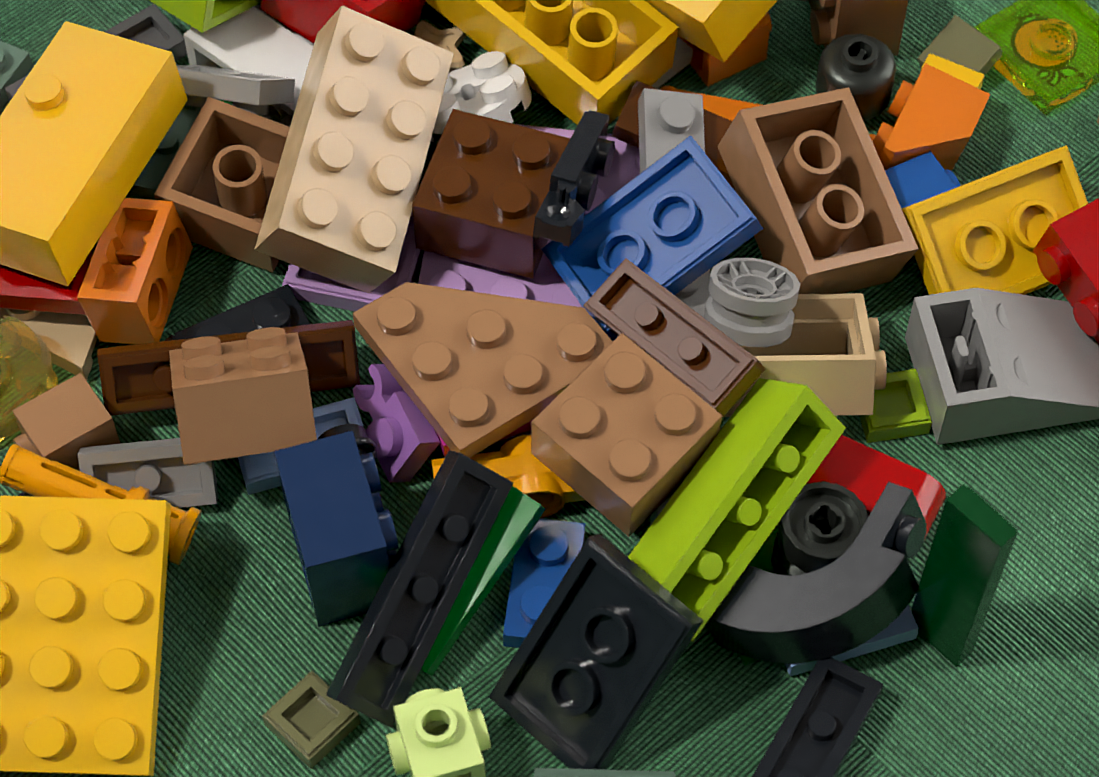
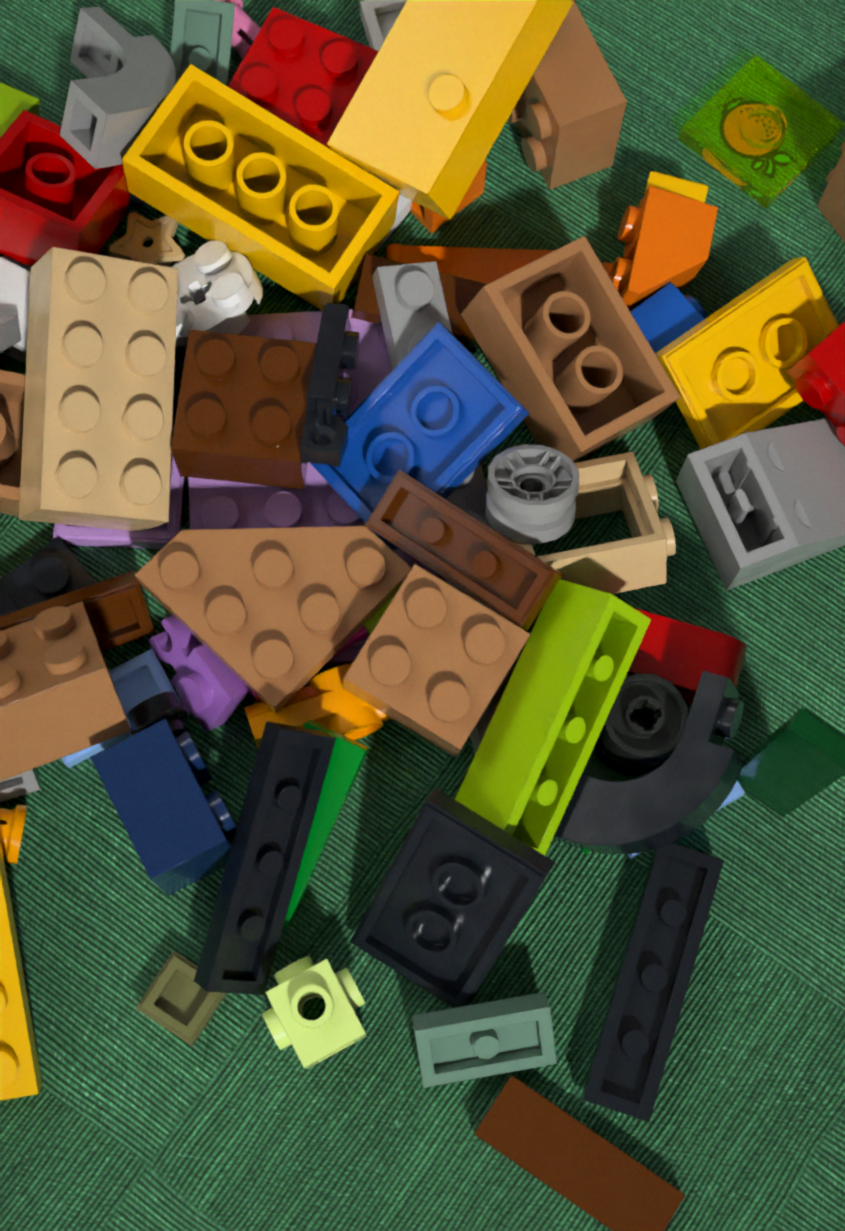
camera: 15 degrees left, 15 degrees up
(537, 573) = (379, 810): blue plate -> none
(861, 65) = (579, 203): pearl dark grey head -> none
(897, 409) = (691, 561): lime tile -> none
(963, 46) = (676, 154): olive tile -> none

